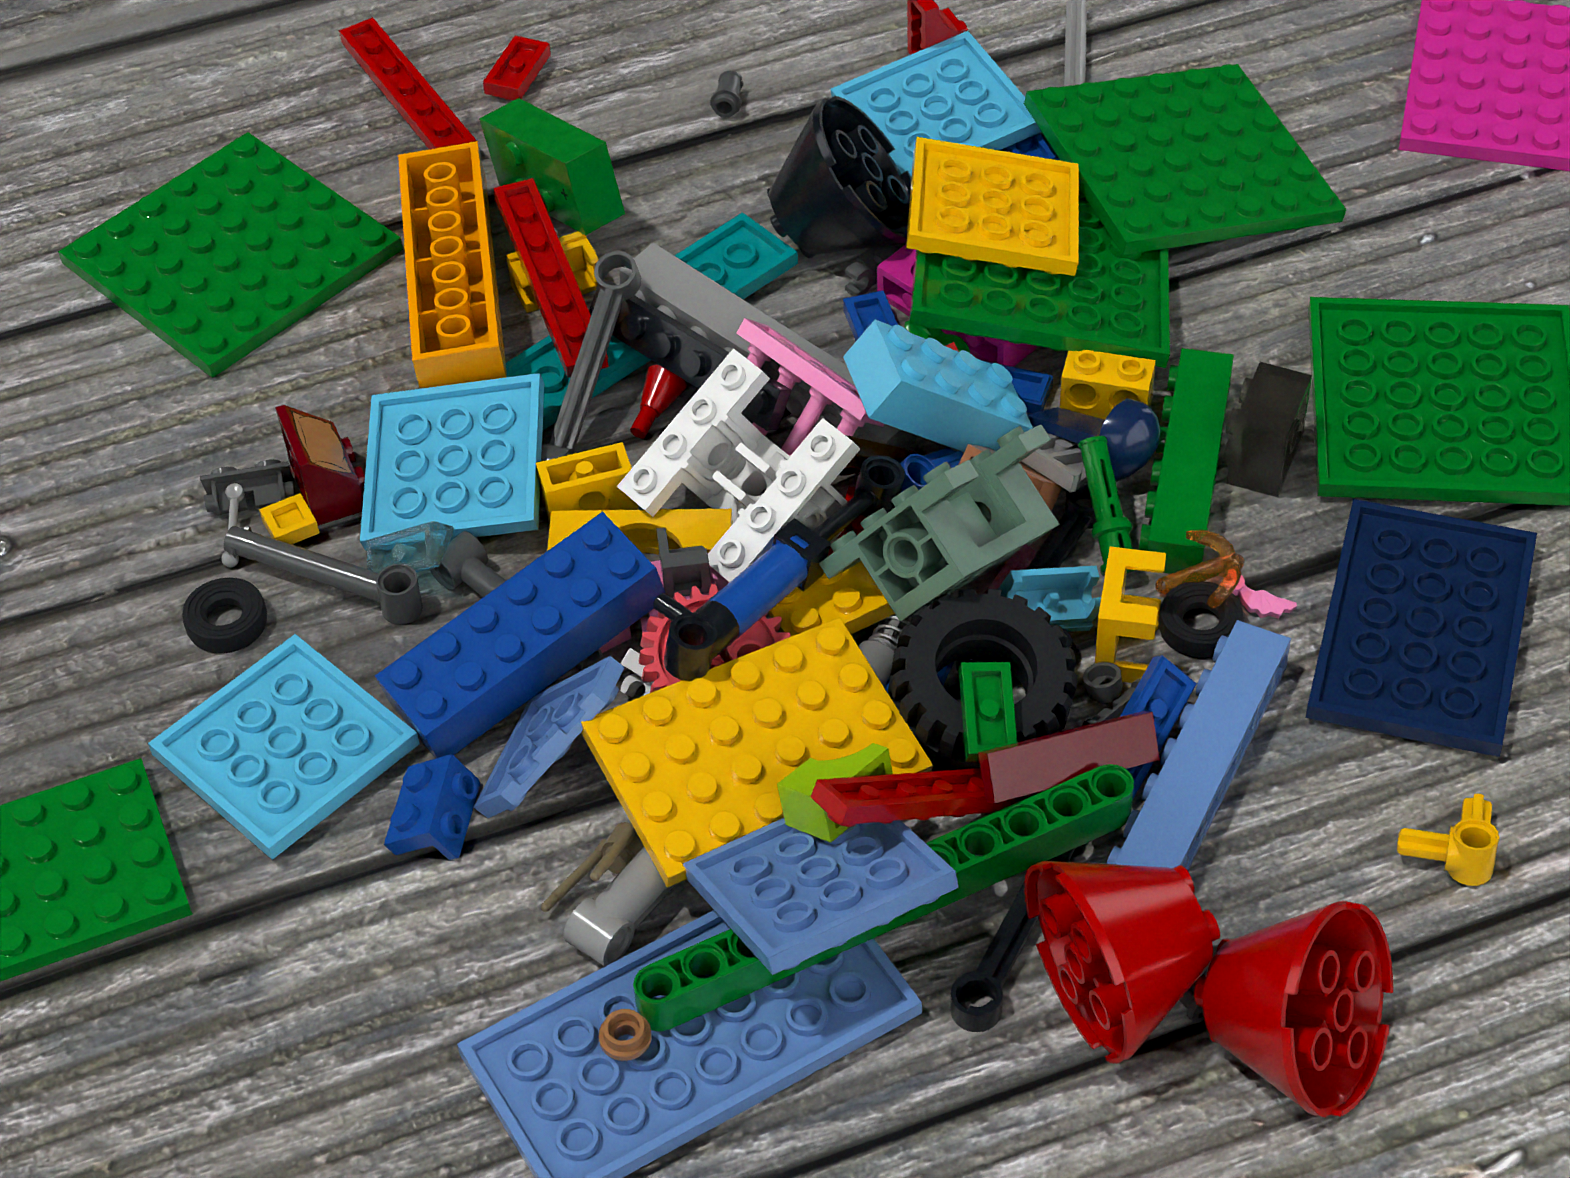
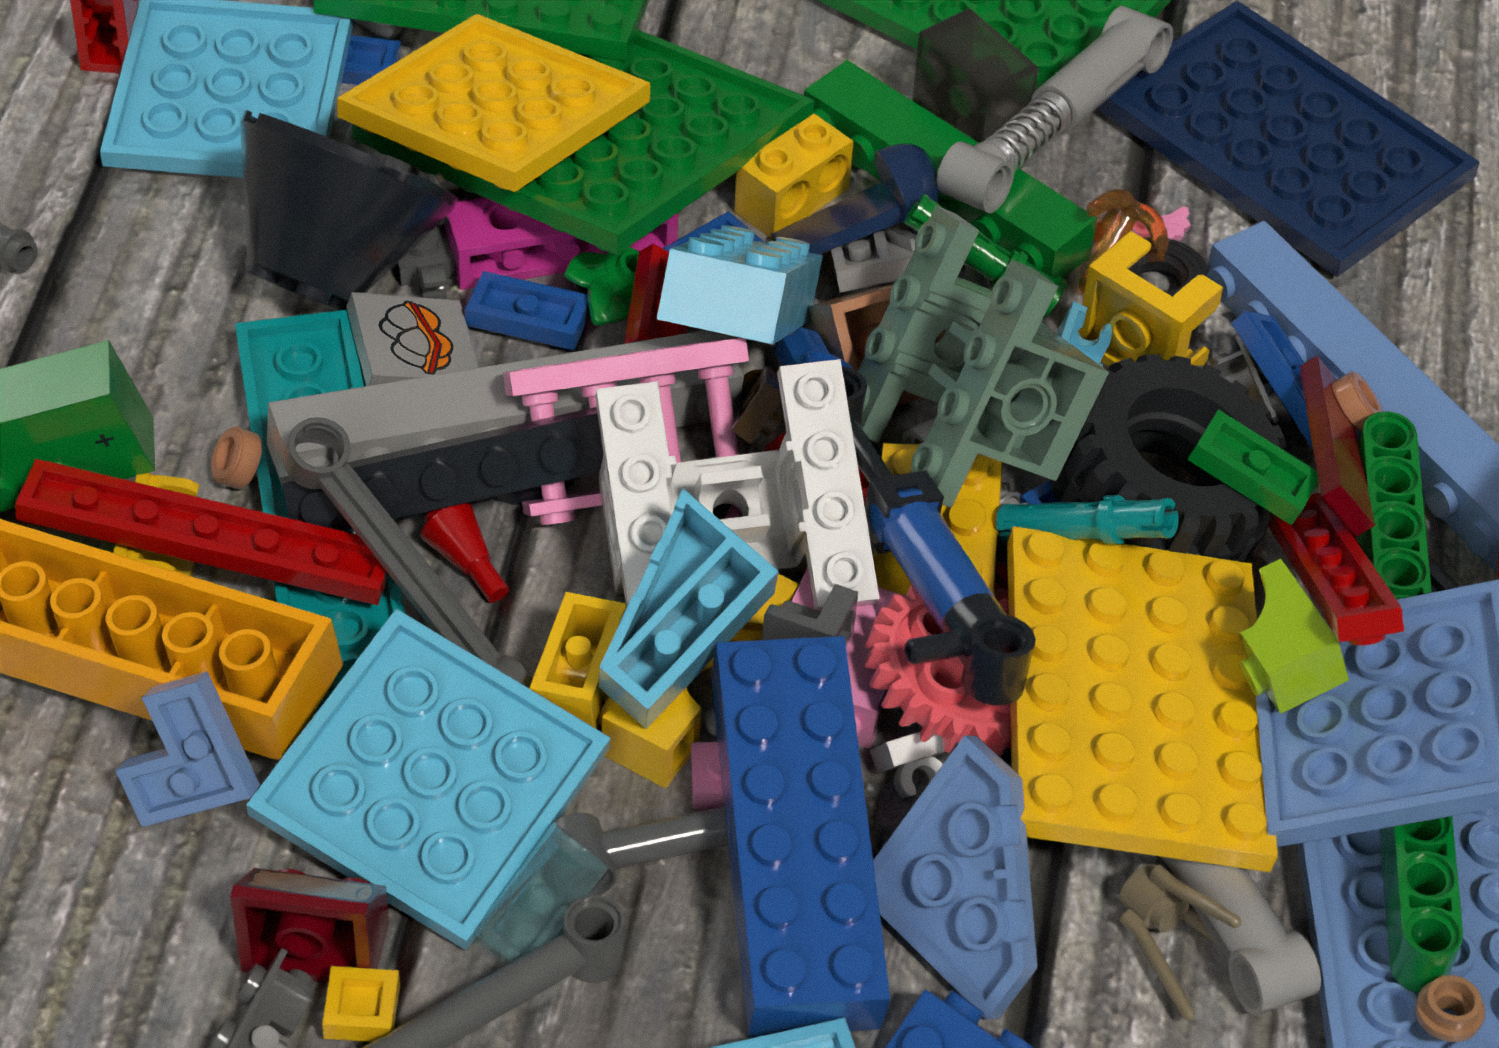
camera: 65 degrees left, 0 degrees up
(379, 355) = (200, 760): none -> medium blue plate
(633, 483) = (693, 594): none -> medium azure wedge
(796, 290) = (409, 337): none -> light grey tile
(872, 651) = (1104, 520): none -> teal pin
(1140, 756) = (1356, 398): none -> nougat tile
(1400, 486) = (985, 172): none -> light grey piece

